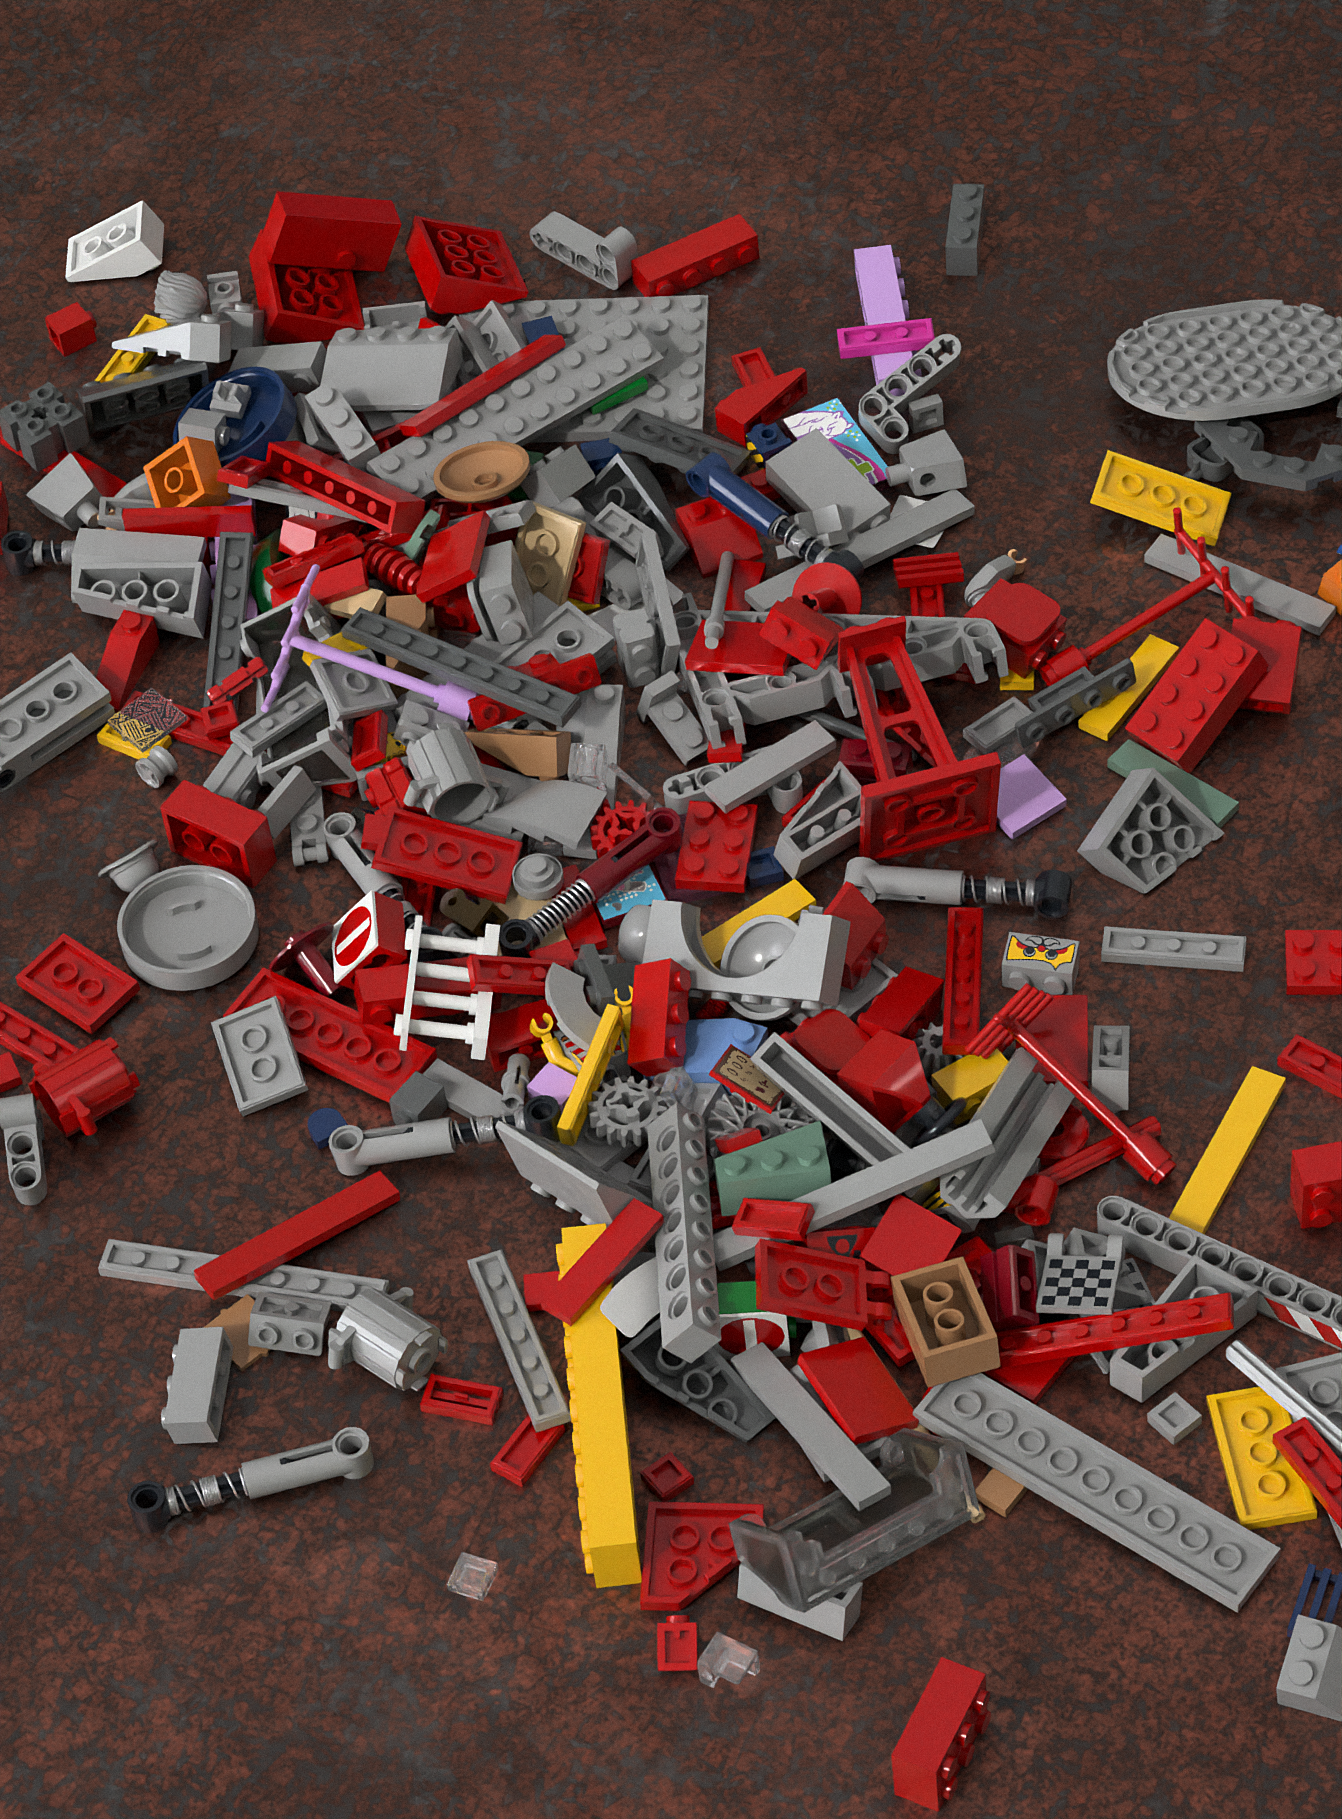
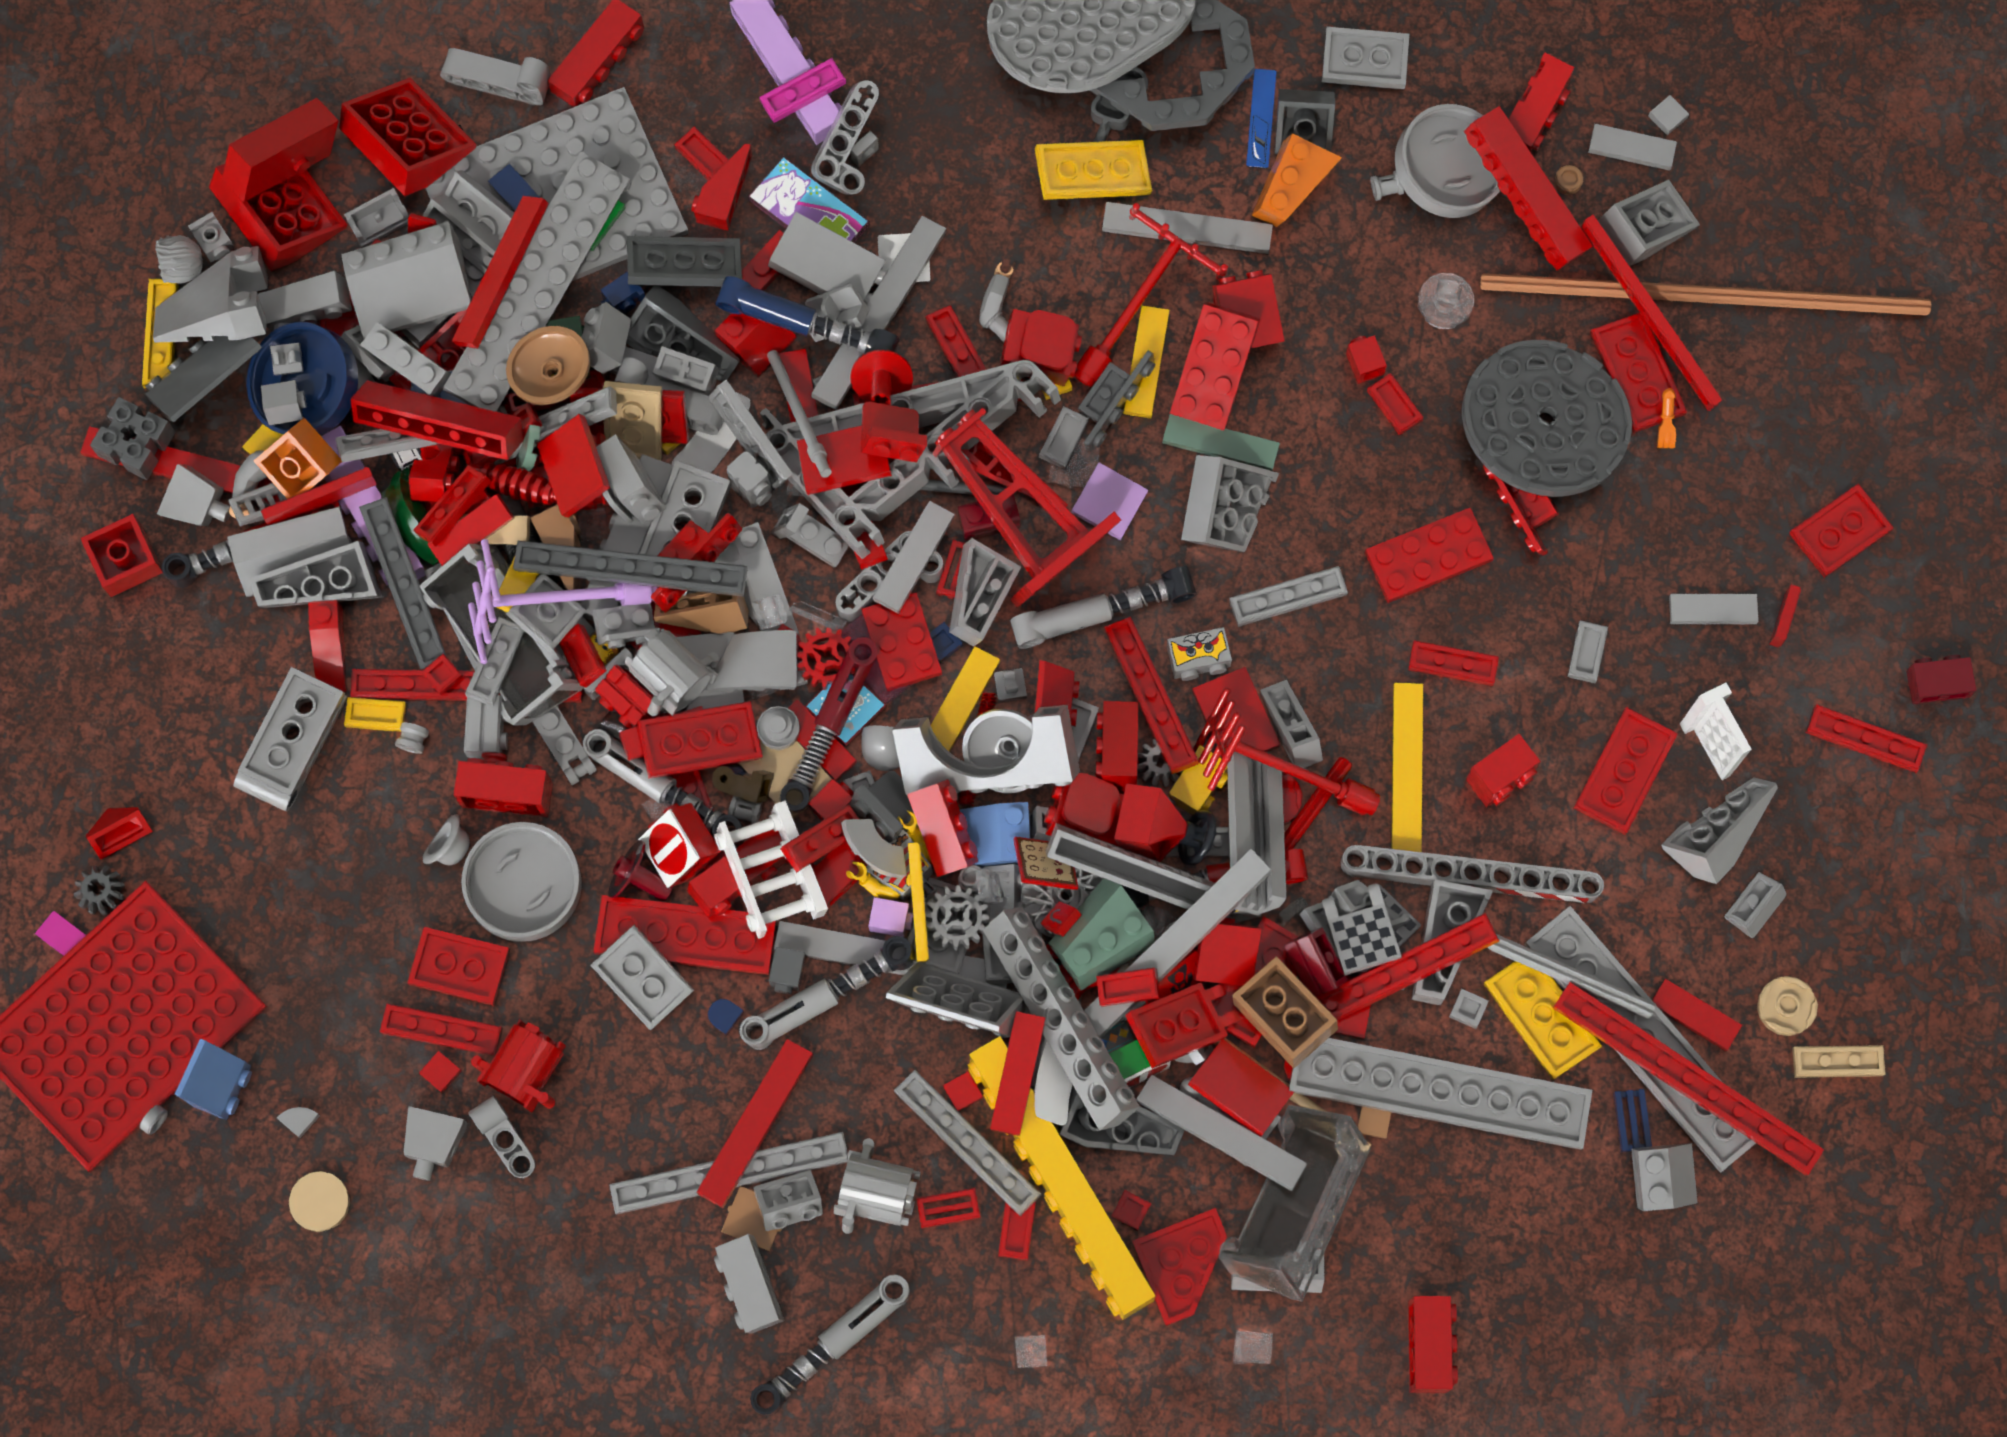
camera: 30 degrees left, 25 degrees up
(71, 328) = (94, 319): red brick -> none
(117, 246) = (85, 218): white slope -> none
(147, 720) = (379, 696): clear piece -> none
(238, 681) = (441, 636): red axle -> none
(244, 472) = (346, 438): red tile -> none
(287, 799) = (541, 737): light grey tile -> none
(514, 1093) = (854, 922): light grey pin -> none
(677, 1644) = (1207, 1345): red bracket -> none
(765, 441) = (755, 237): dark blue brick -> none
(928, 570) = (937, 301): red tile -> none
(929, 465) = (894, 203): light grey torso -> none

